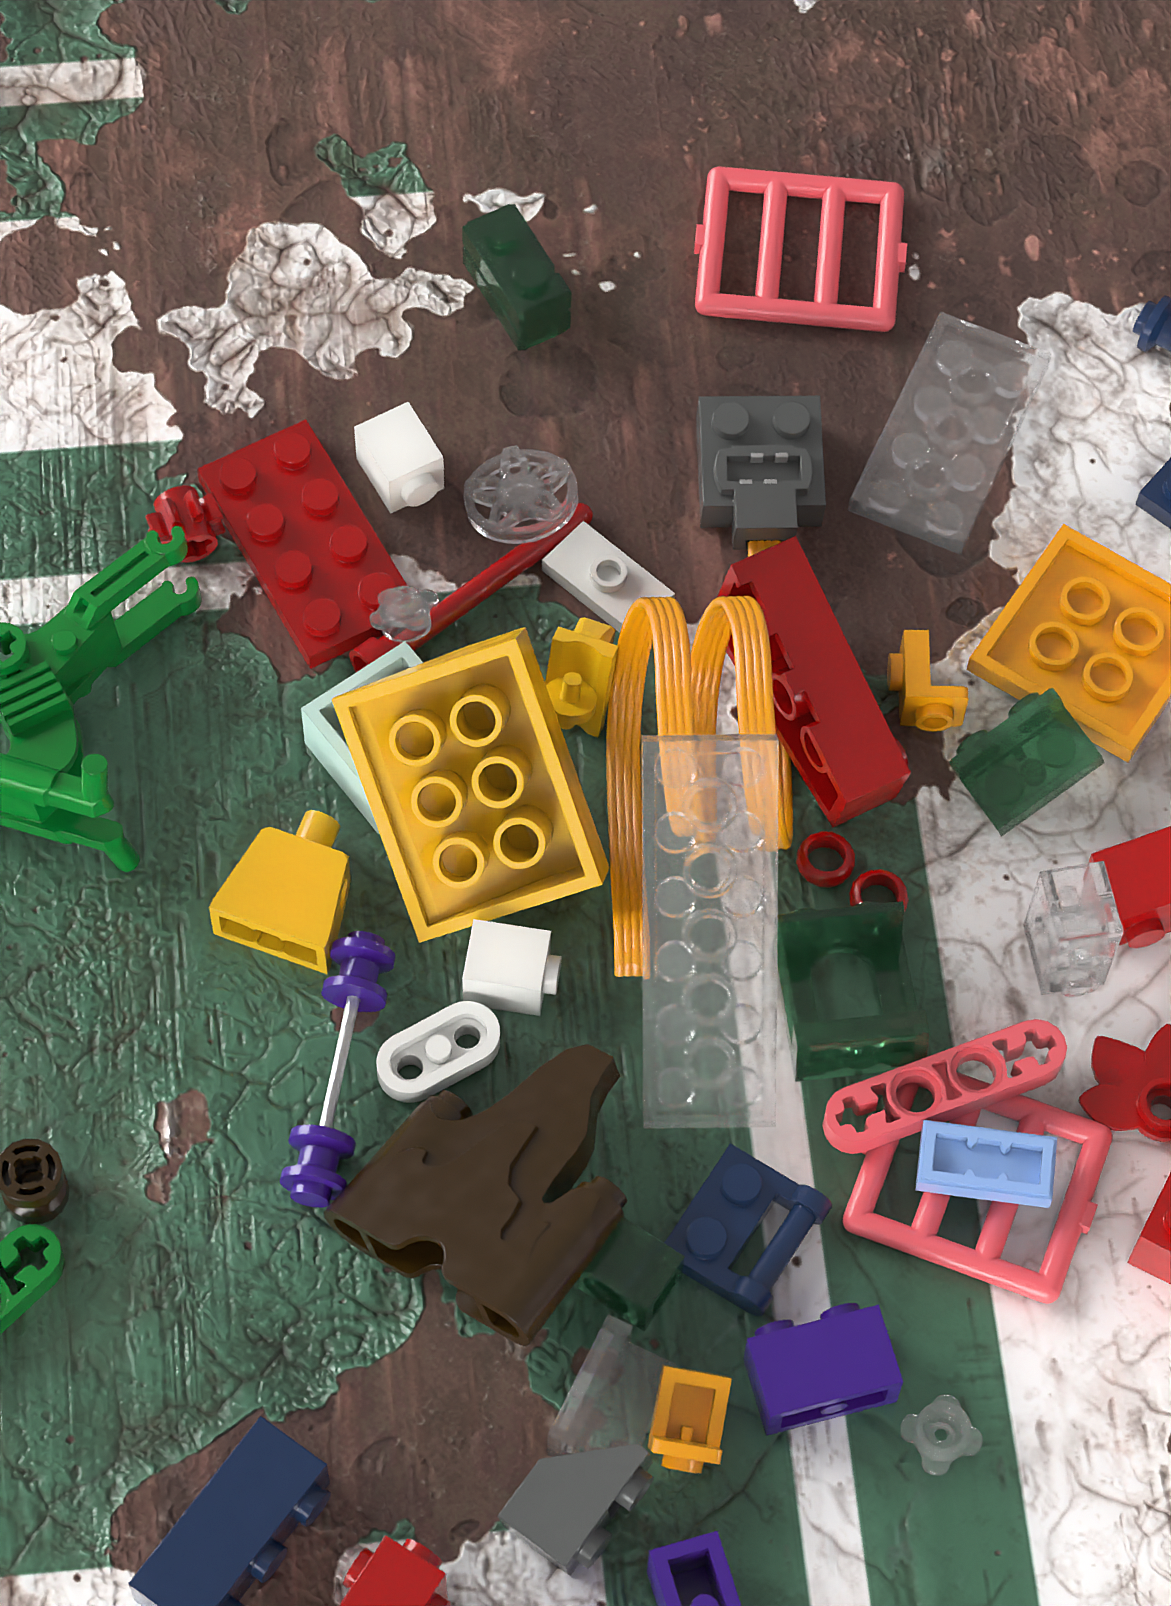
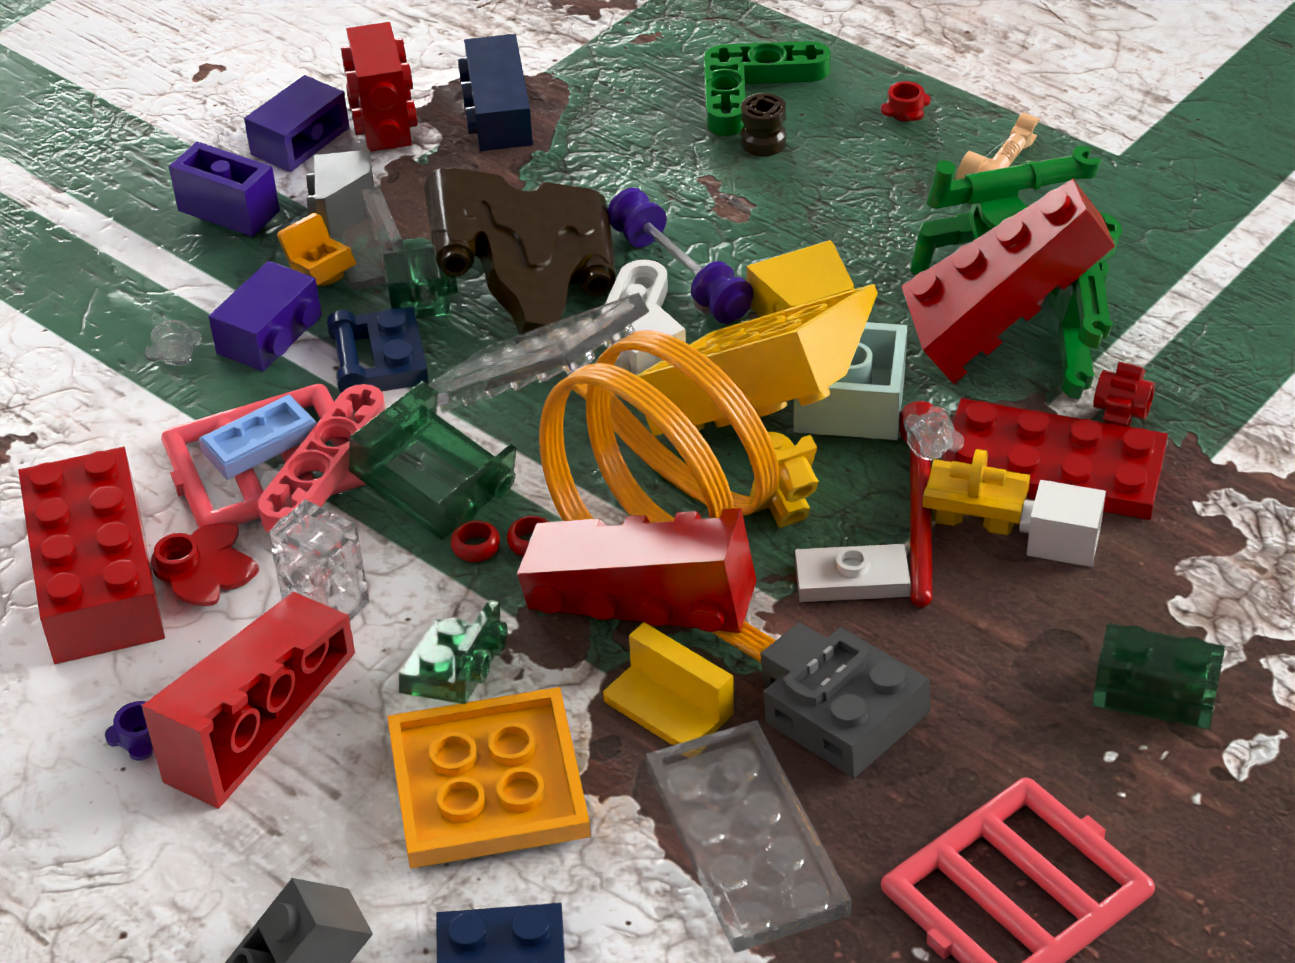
camera: 140 degrees right, 20 degrees down
(159, 675) = (1004, 276): none -> red wedge
(437, 538) = (976, 491): none -> yellow hips
(521, 495) = (968, 569): clear wheel -> none
(877, 593) = (671, 689): none -> yellow panel
(919, 702) = (577, 648): light orange bracket -> none

